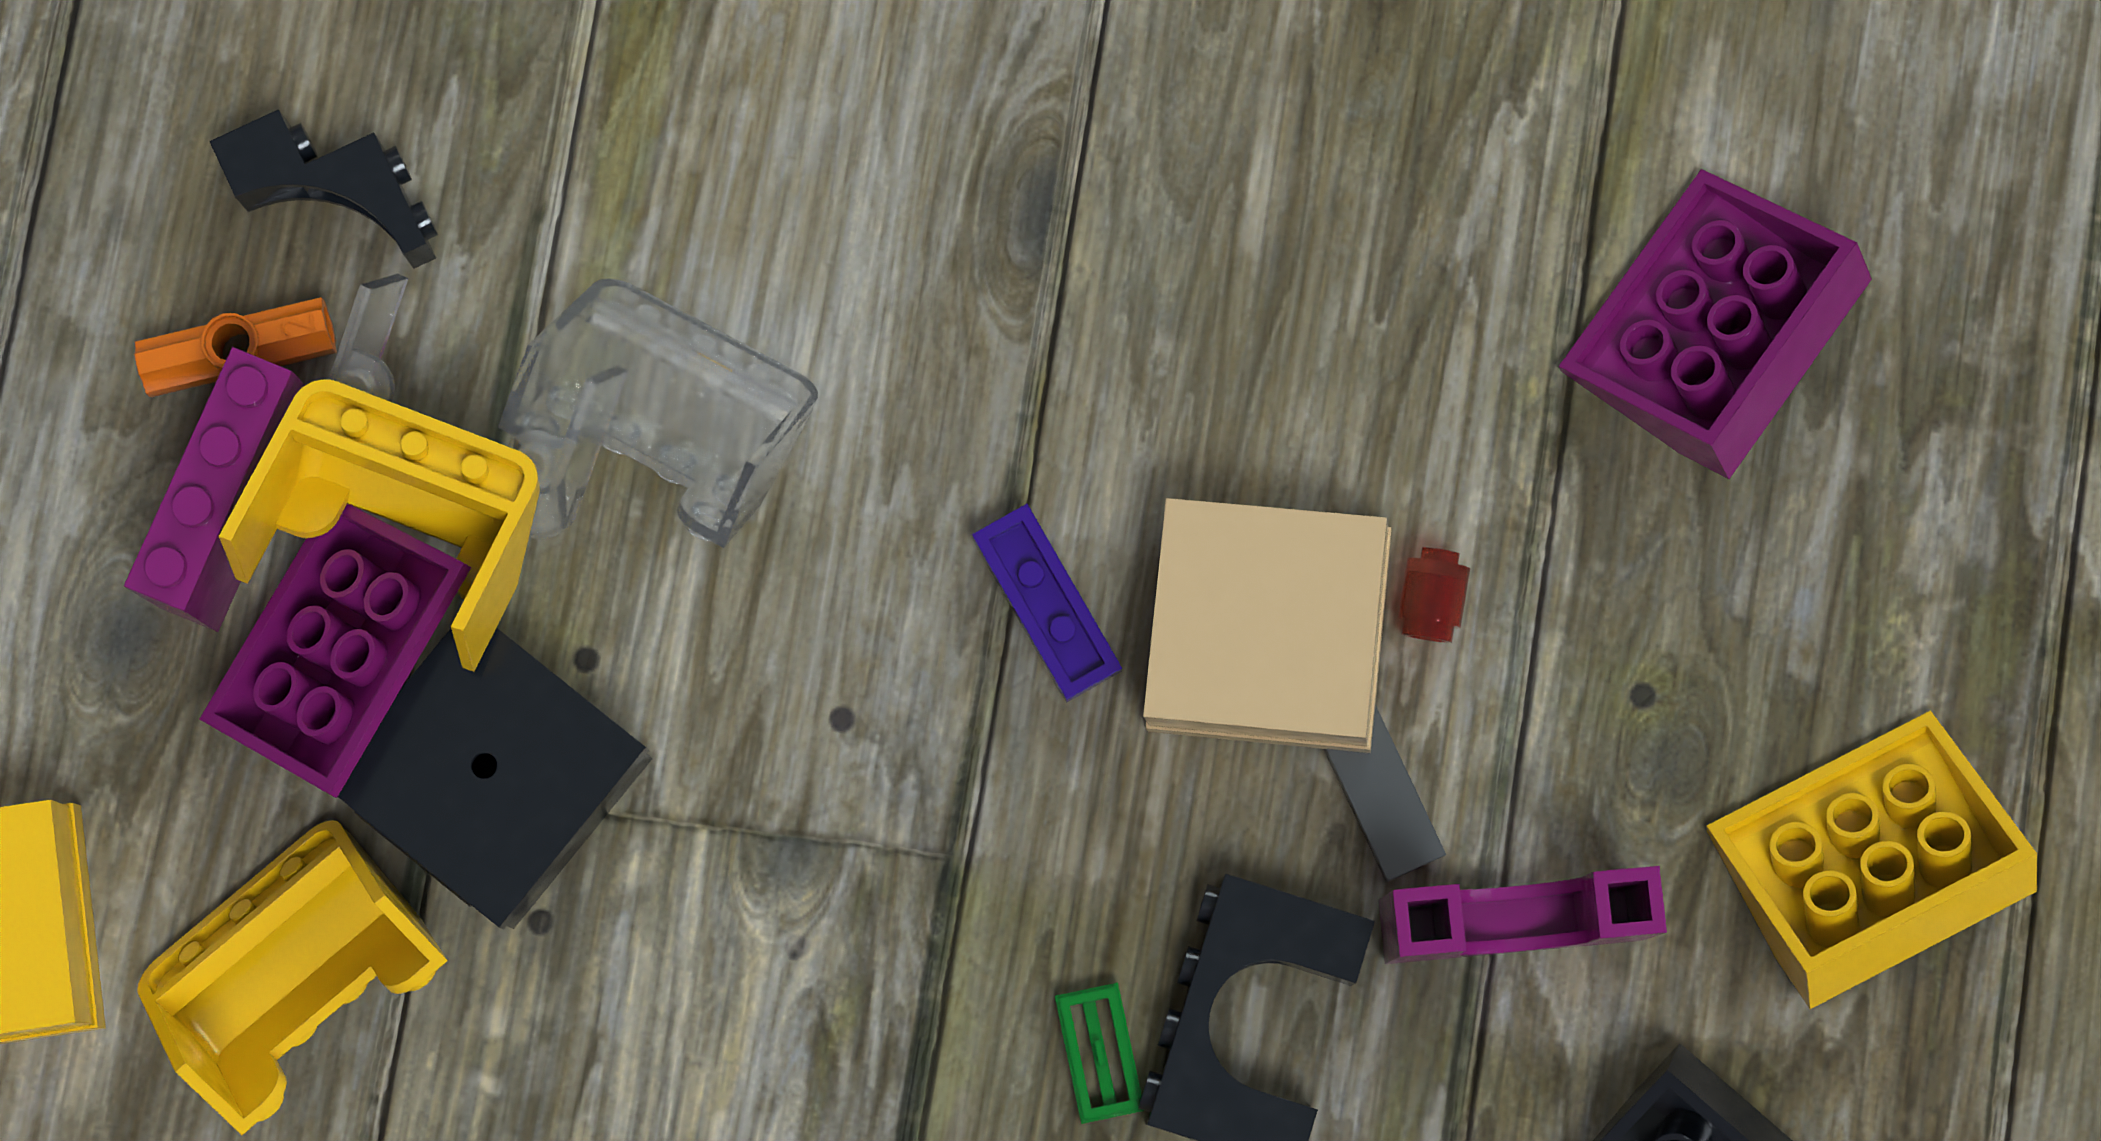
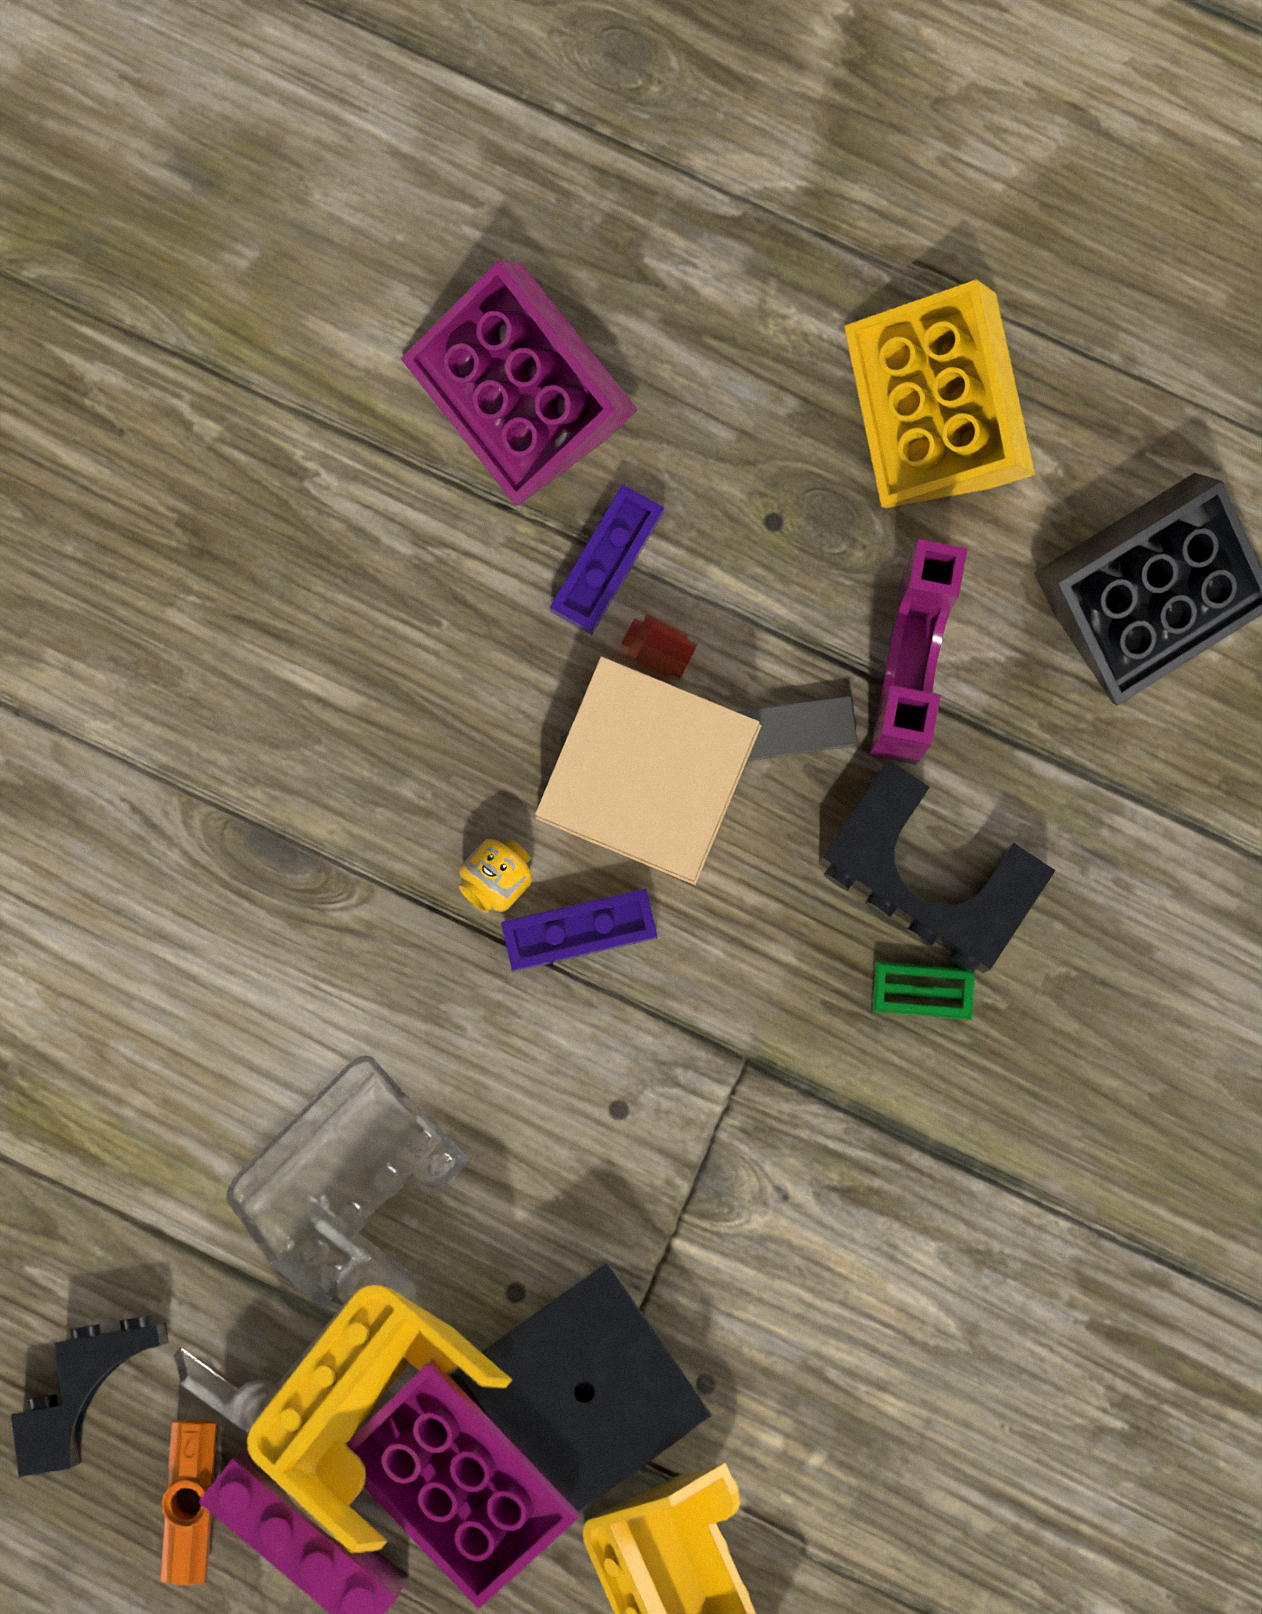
camera: 75 degrees left, 0 degrees up
(1083, 479) = (495, 875): none -> yellow head
(1524, 499) = (607, 559): none -> dark purple plate

